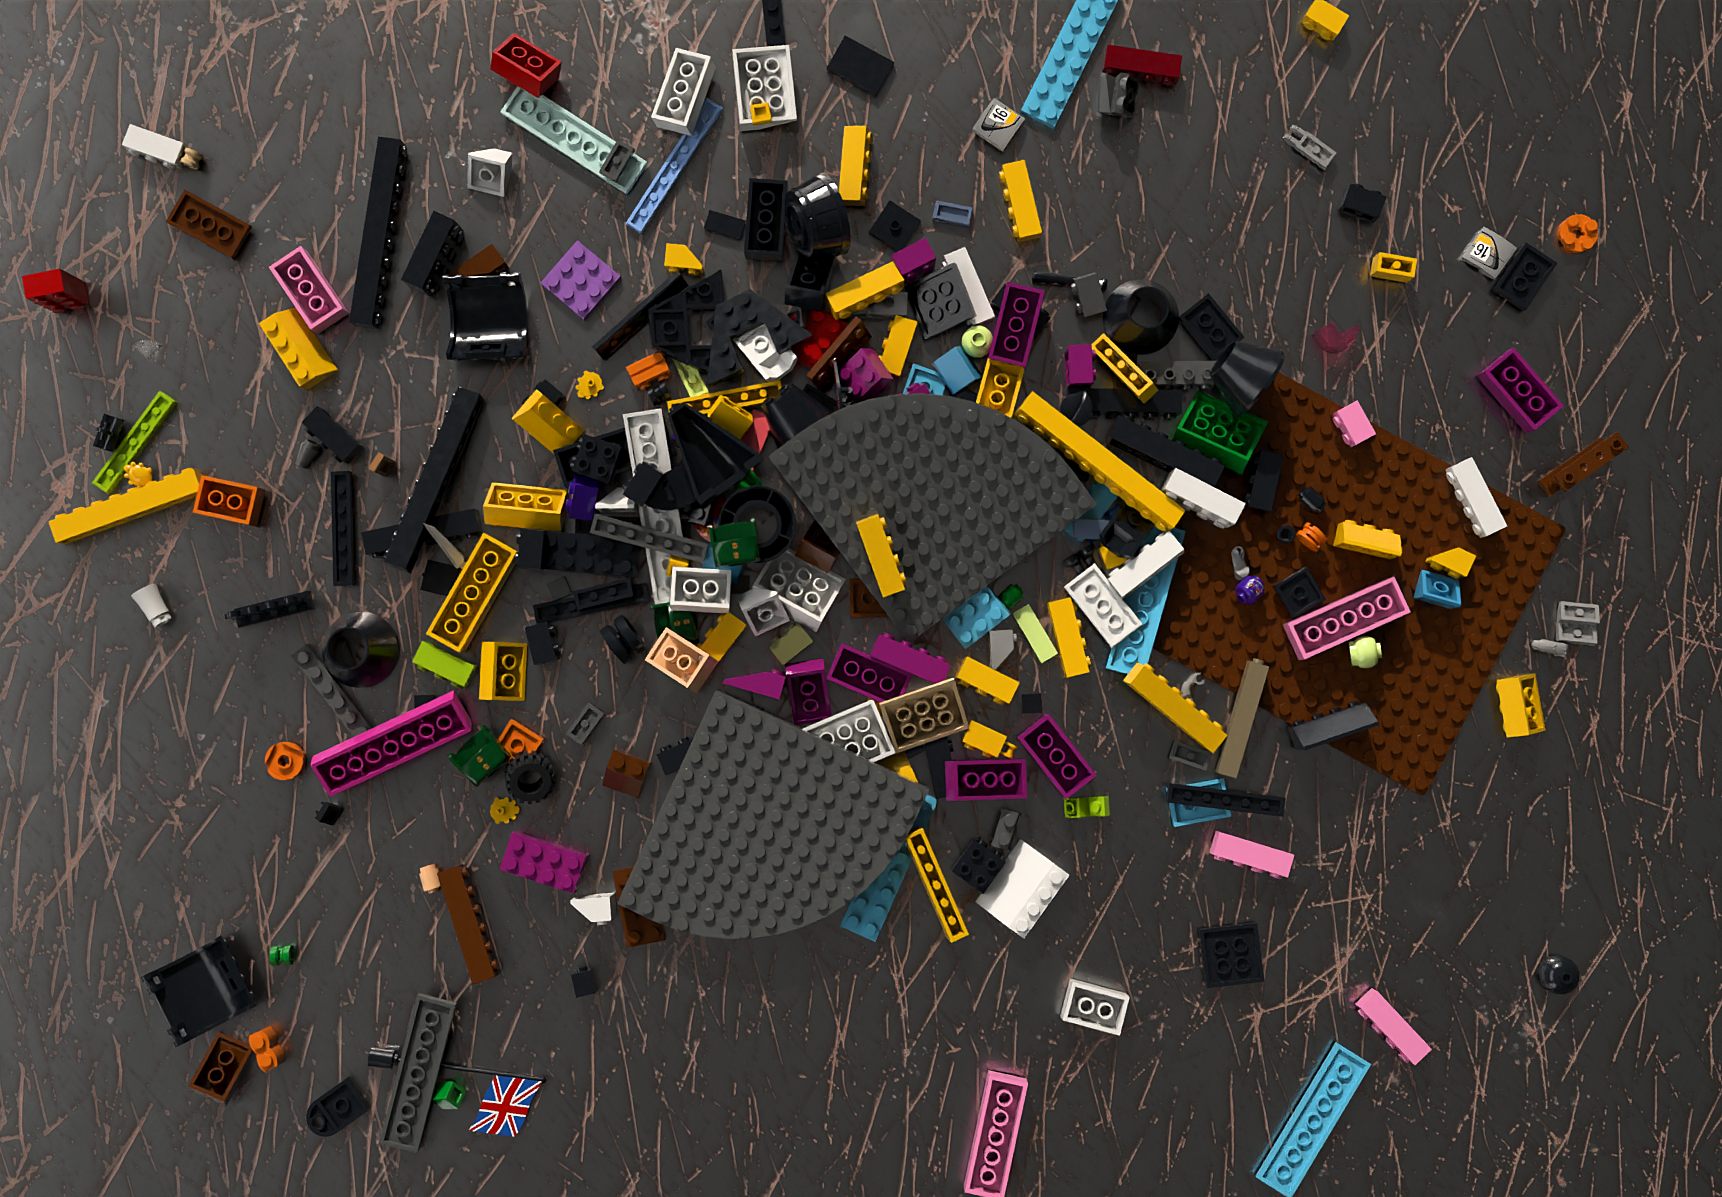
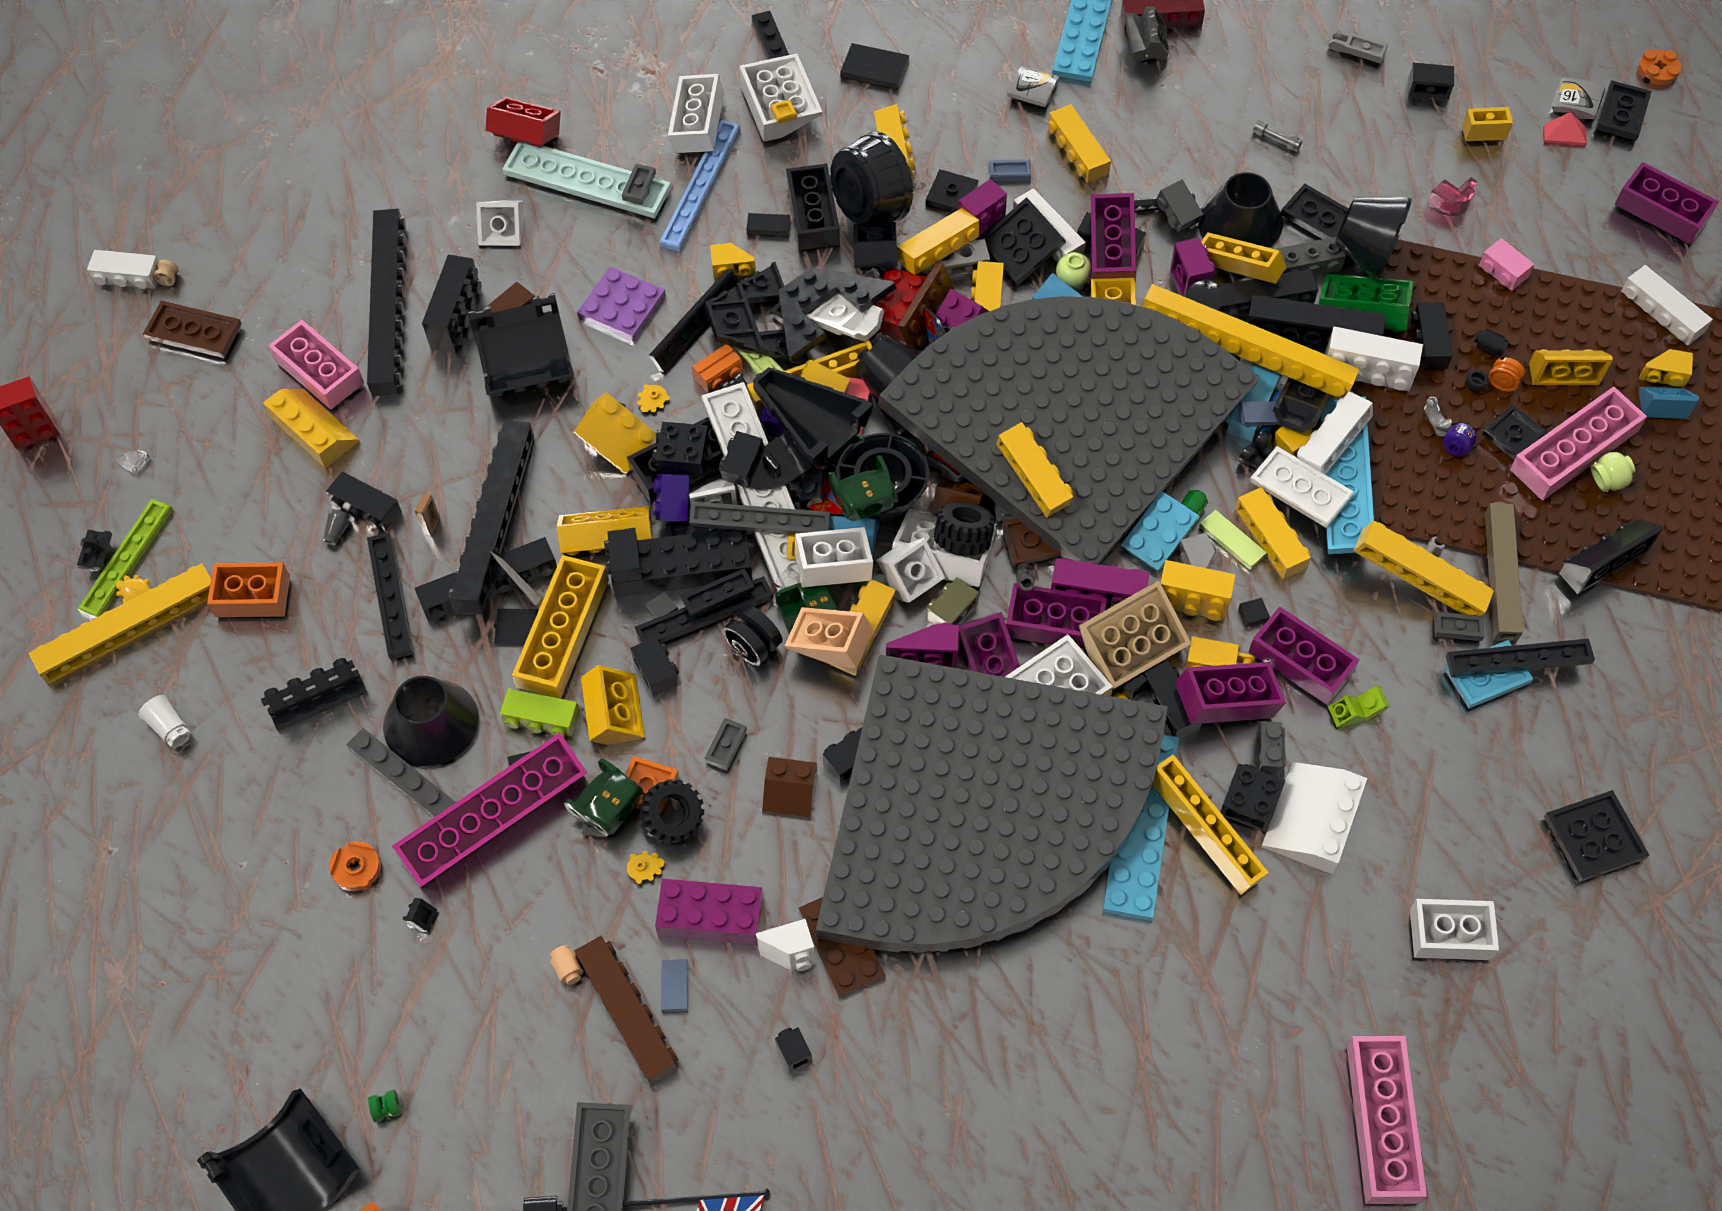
camera: 15 degrees left, 25 degrees down
(508, 910) = (674, 985): none -> sand blue tile
(820, 574) = (964, 528): none -> black tyre
(851, 643) = (1025, 576): none -> dark grey pin
(1191, 220) = (1261, 129): none -> flat silver bar
(1252, 854) = (1574, 713): bright pink brick -> none
(1463, 287) = (1565, 130): none -> coral slope

